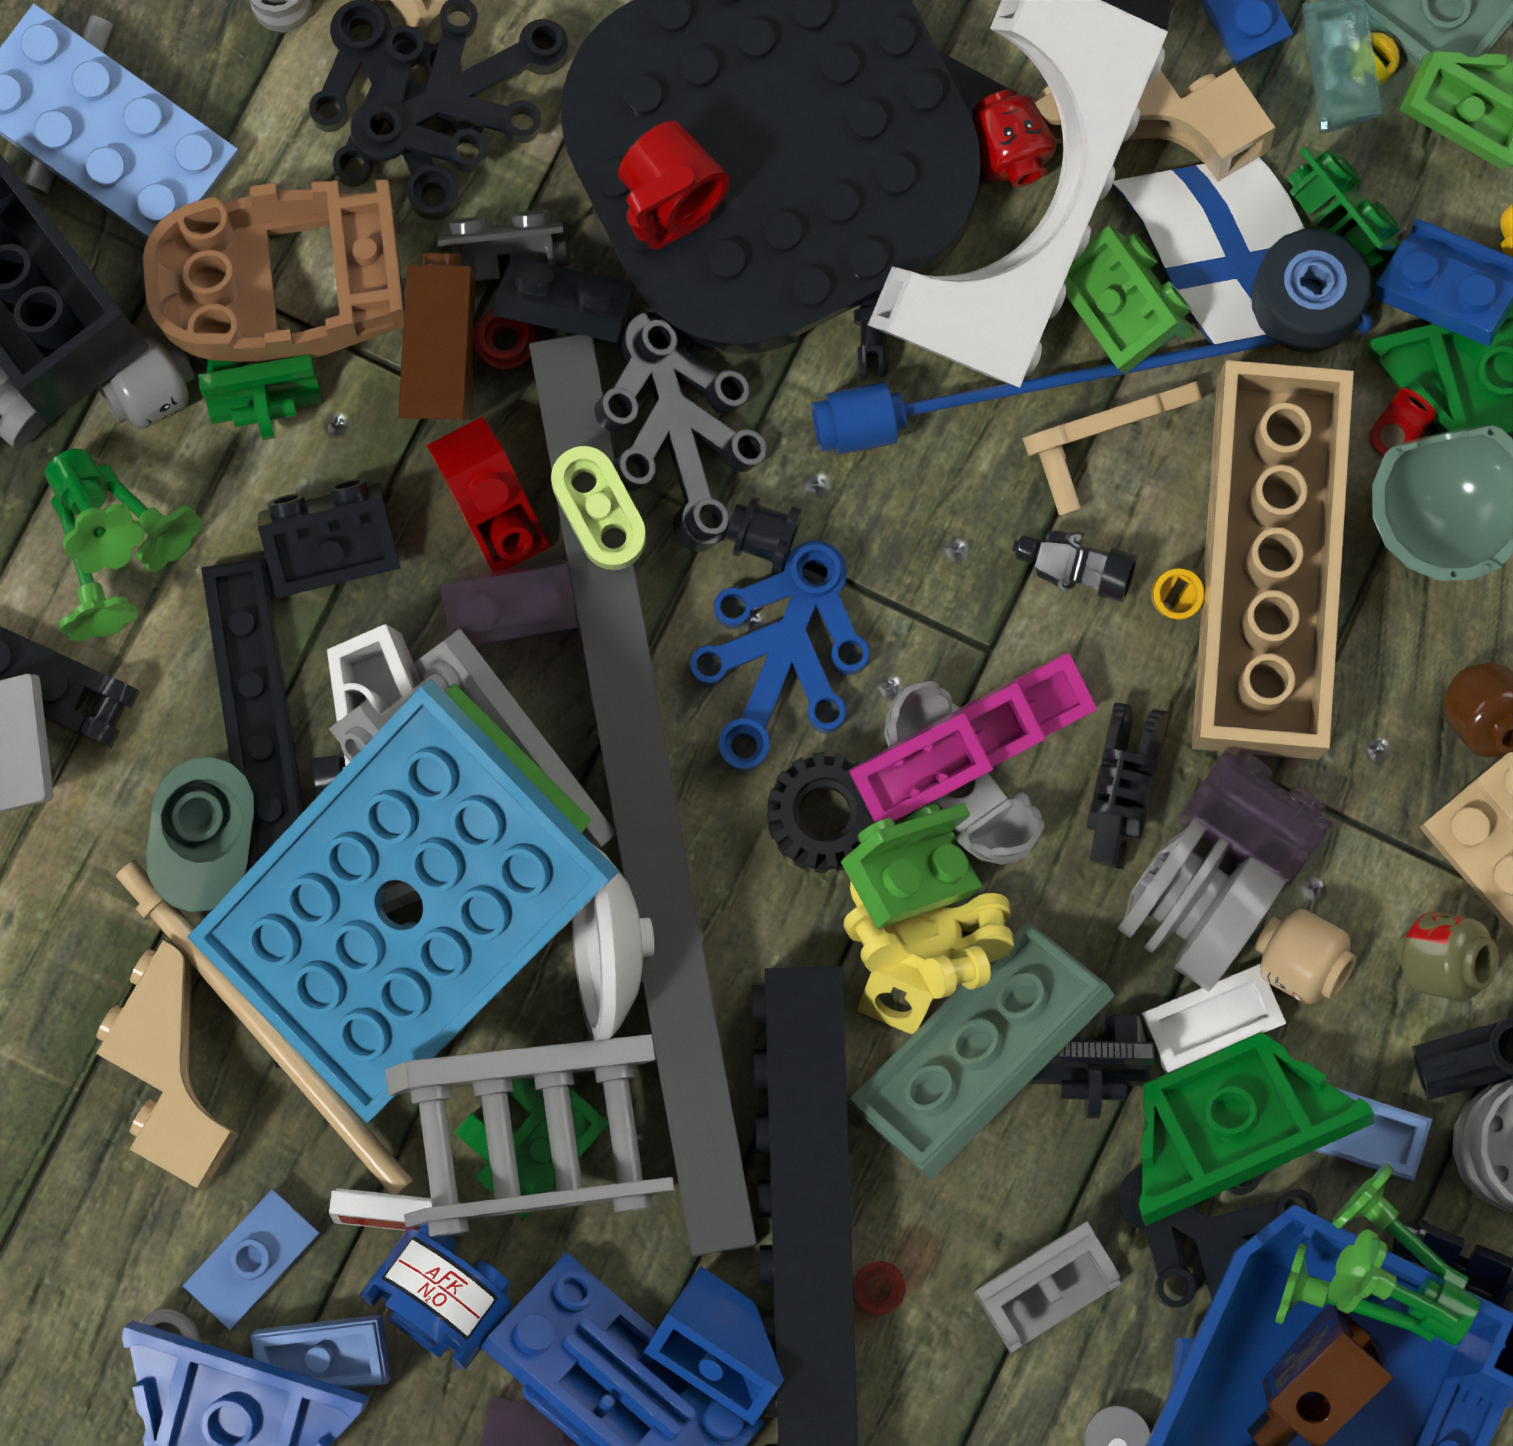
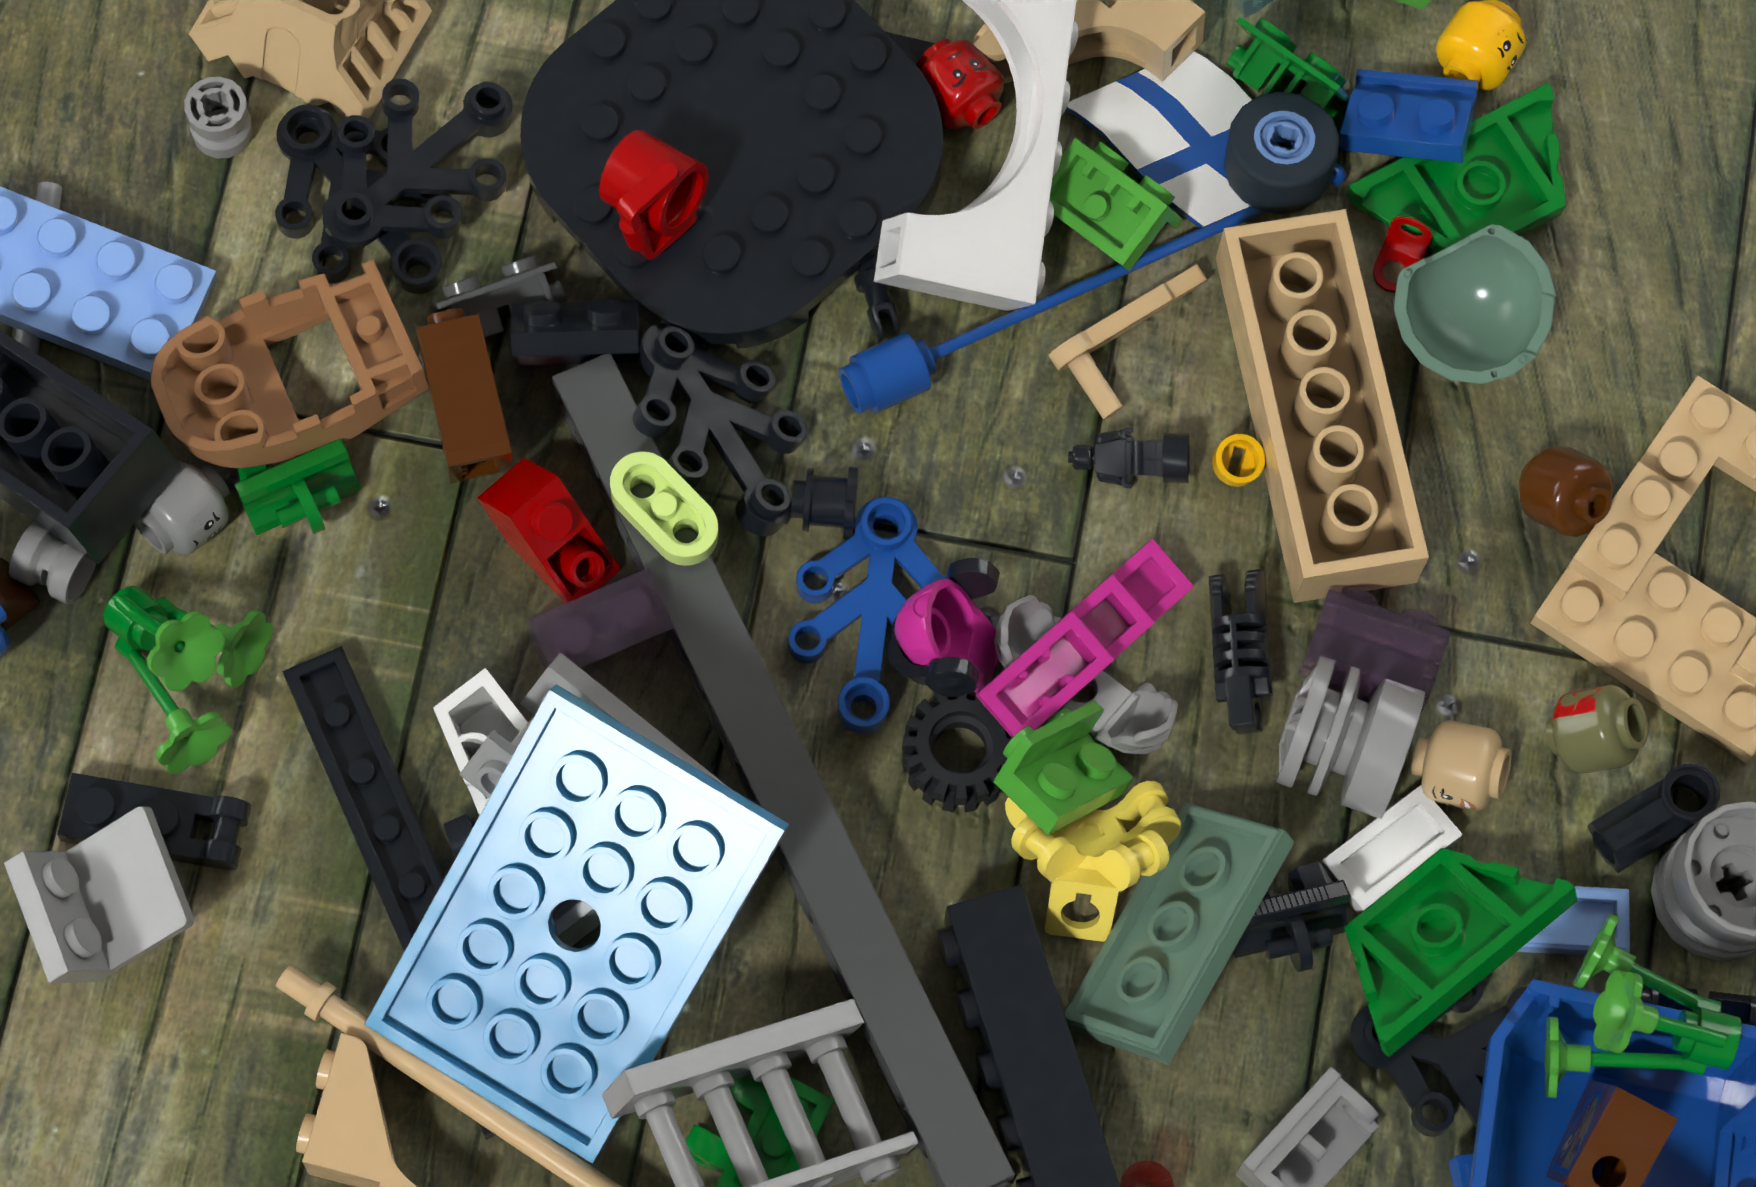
camera: 20 degrees left, 10 degrees down
(199, 833) = (350, 919): sand green piece -> none
(327, 537) = (401, 611): black bracket -> none
(504, 360) = (520, 368): red plate -> none
(610, 955) = (790, 931): white dish -> none
(839, 702) = (944, 636): none -> dark pink cap

